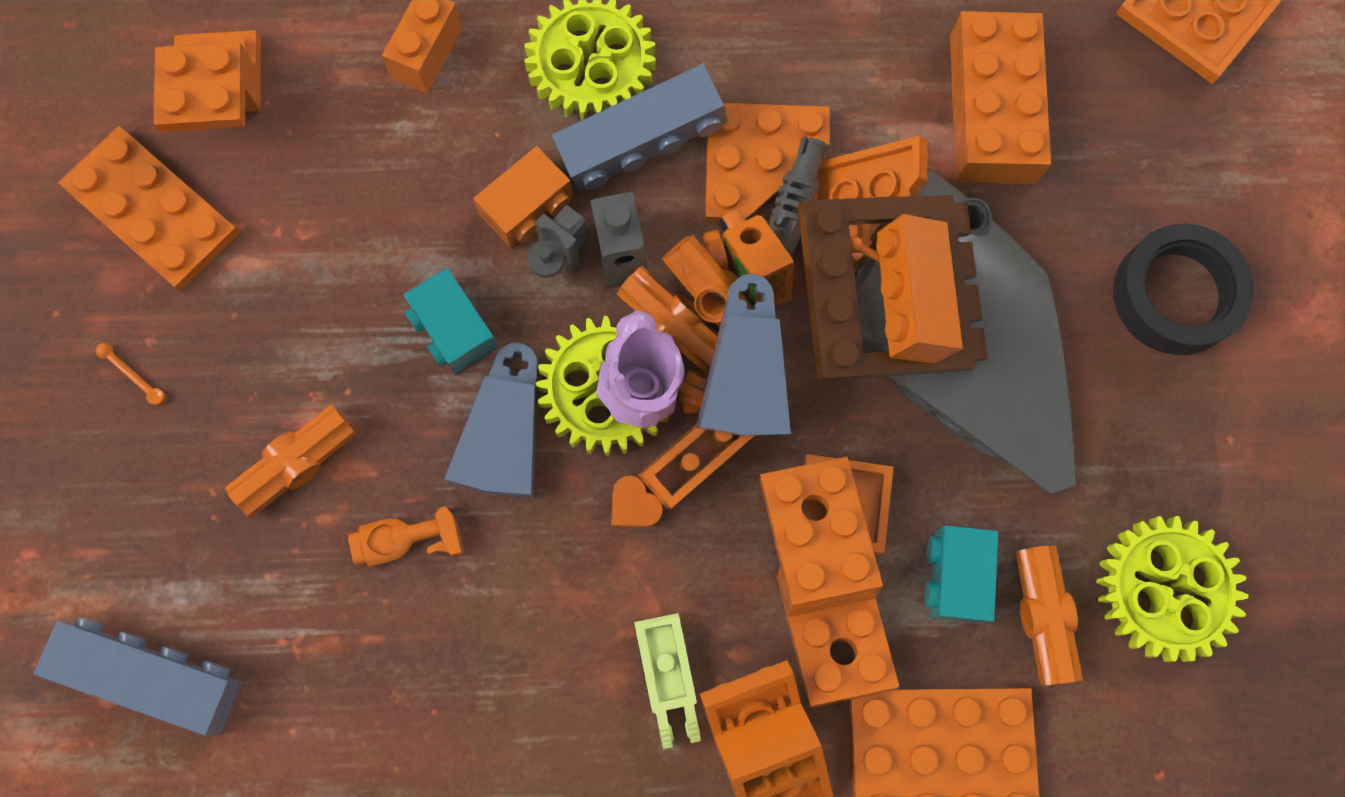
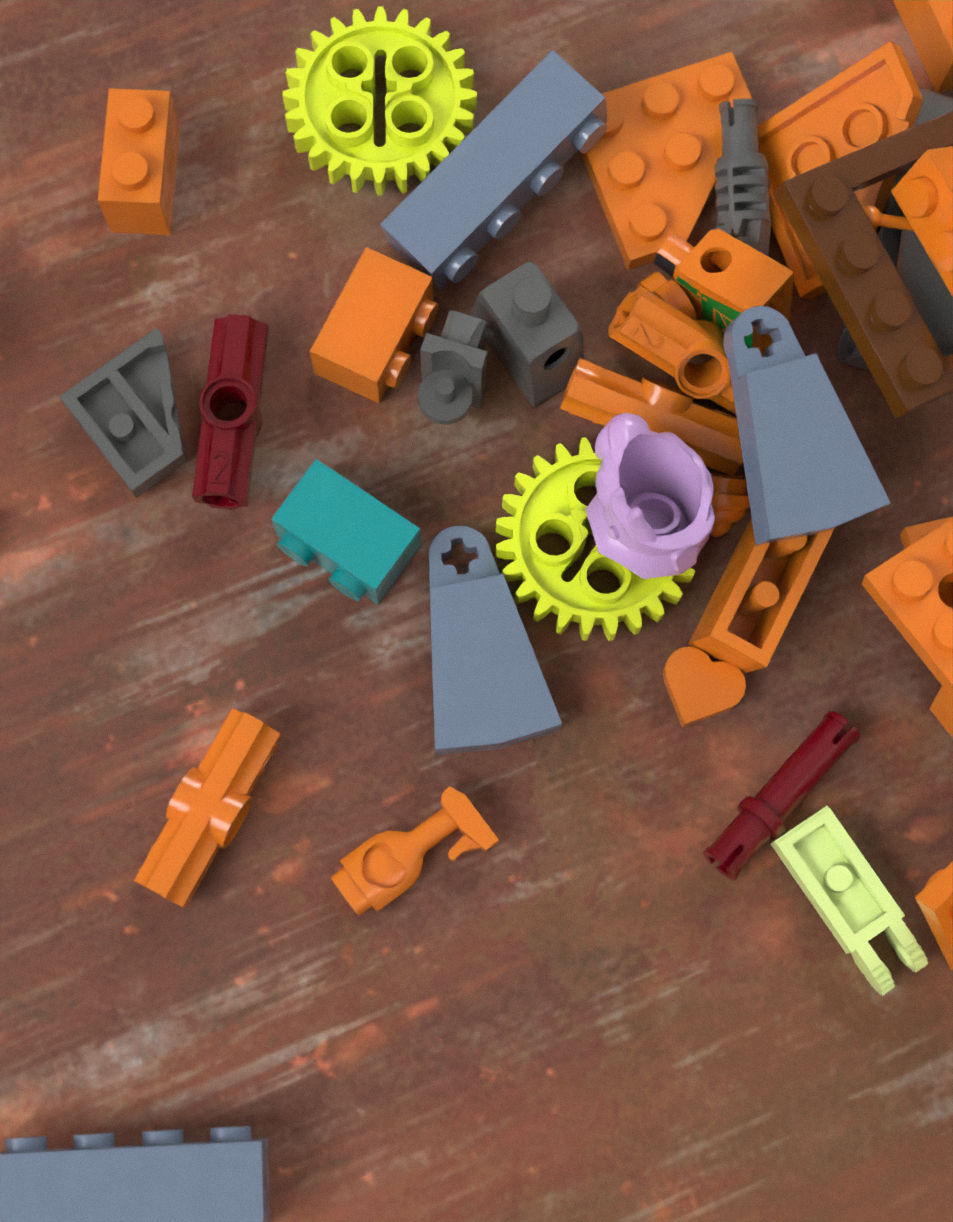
camera: 20 degrees left, 0 degrees up
(352, 197) = (132, 413): none -> dark grey wing
(399, 240) = (229, 446): none -> dark red piece
(653, 595) = (764, 815): none -> dark red pin

